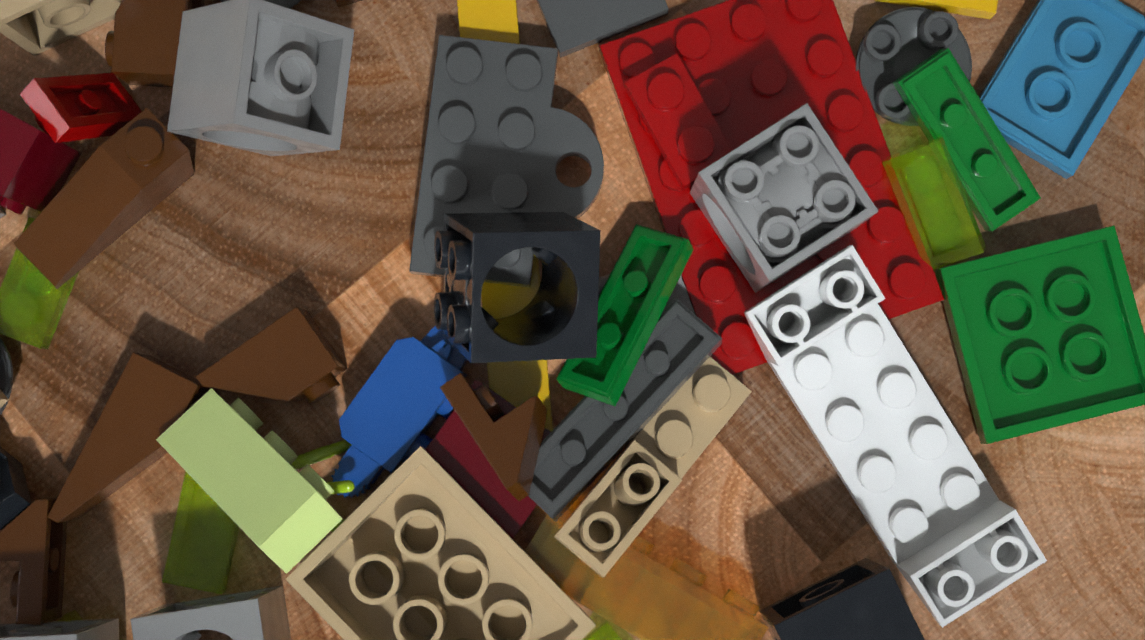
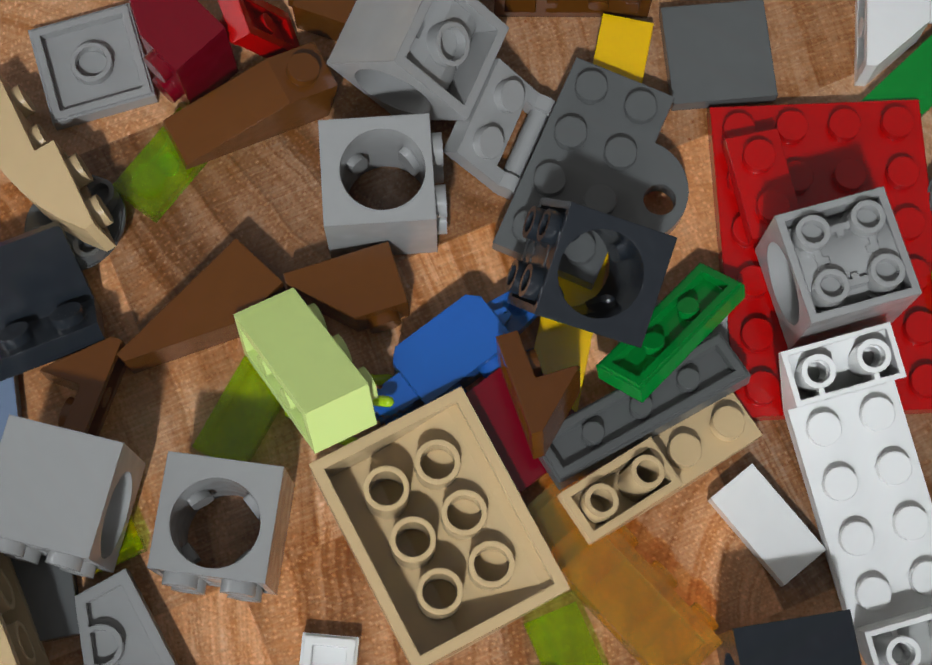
camera: 10 degrees right, 10 degrees down
(217, 231) = (365, 143): none -> light grey brick
(368, 141) = (481, 139): none -> light grey plate
(781, 481) = (766, 525): none -> white tile

